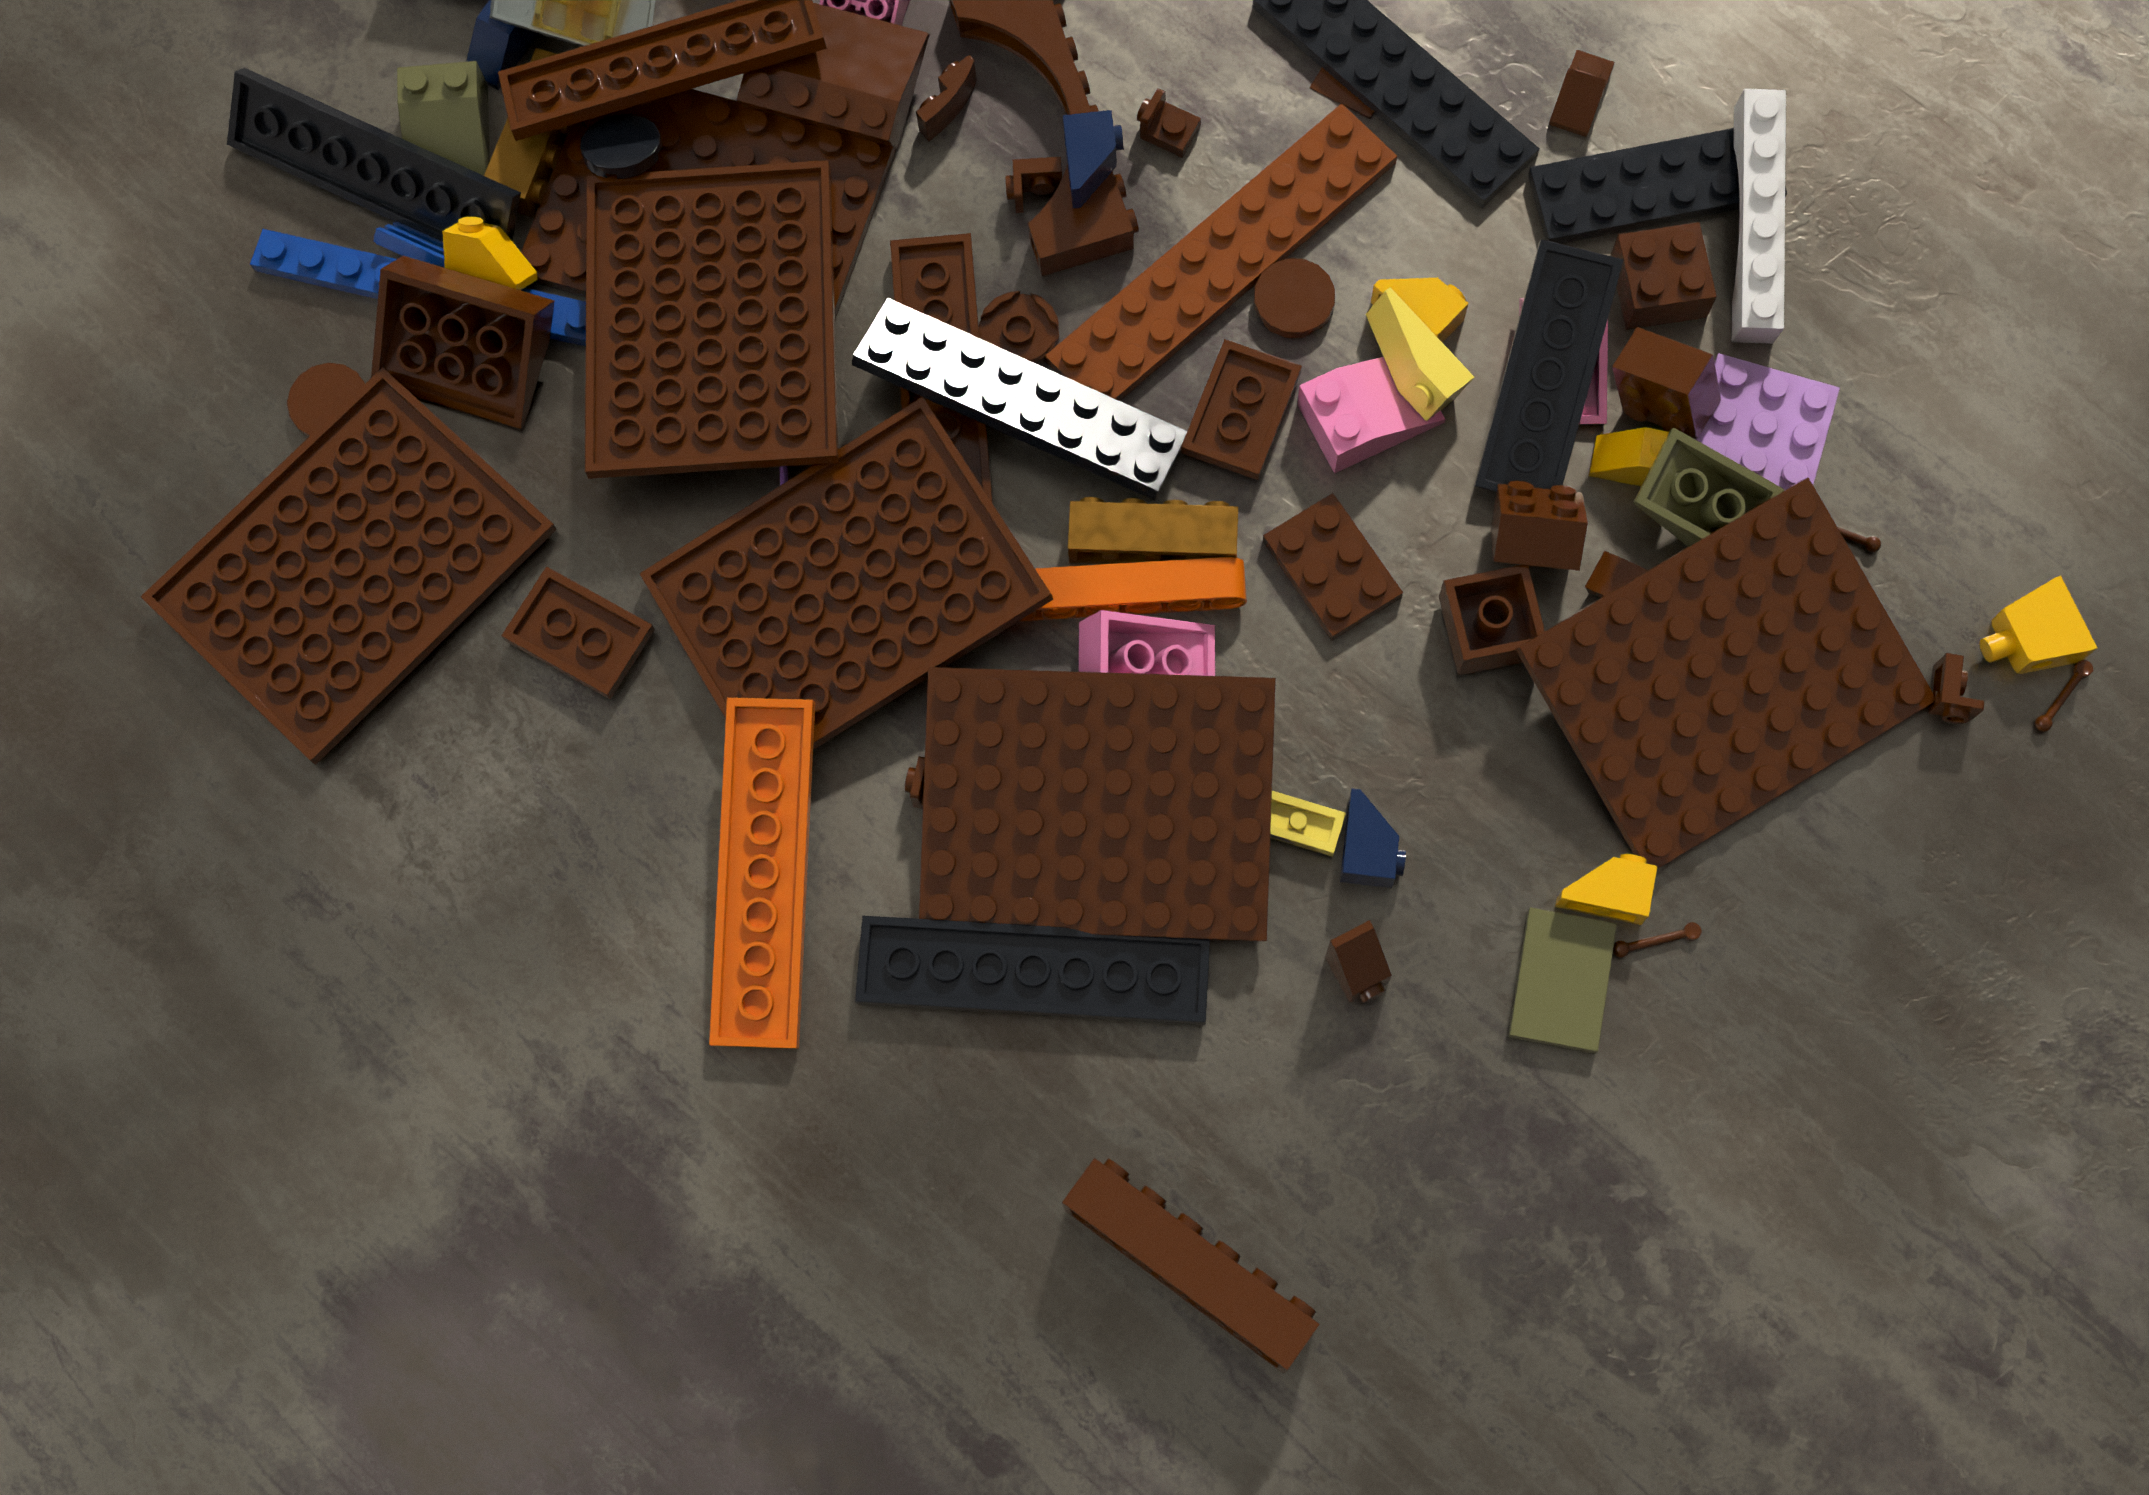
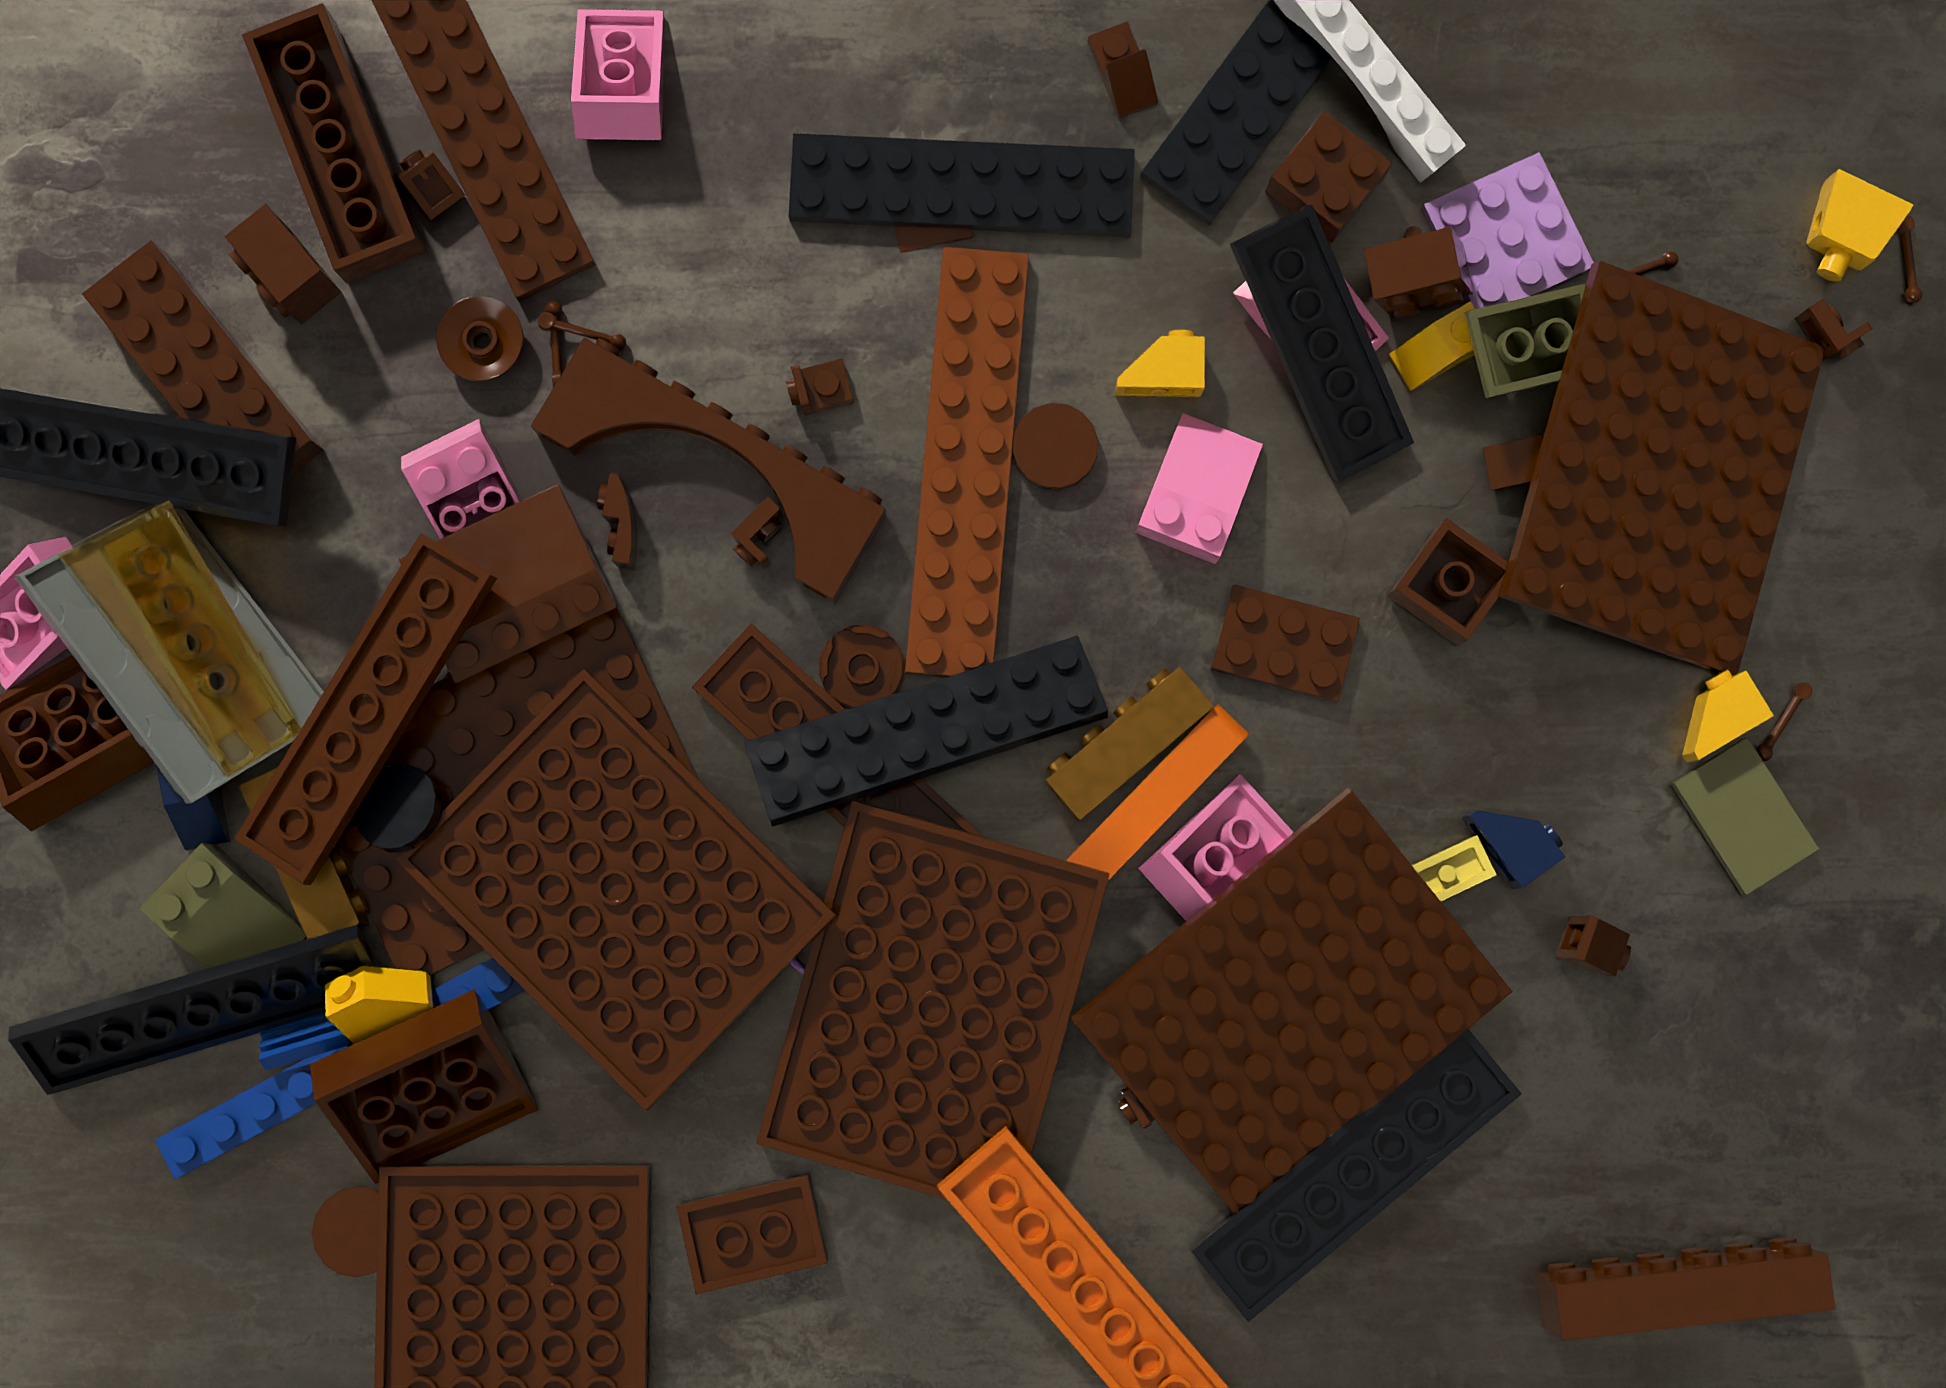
camera: 50 degrees left, 10 degrees up
(1090, 151) = (793, 475): dark blue slope -> none
(1241, 409) = (1100, 578): reddish brown plate -> none
(1417, 360) = (1207, 419): light yellow slope -> none
(1538, 526) = (1424, 477): reddish brown brick -> none

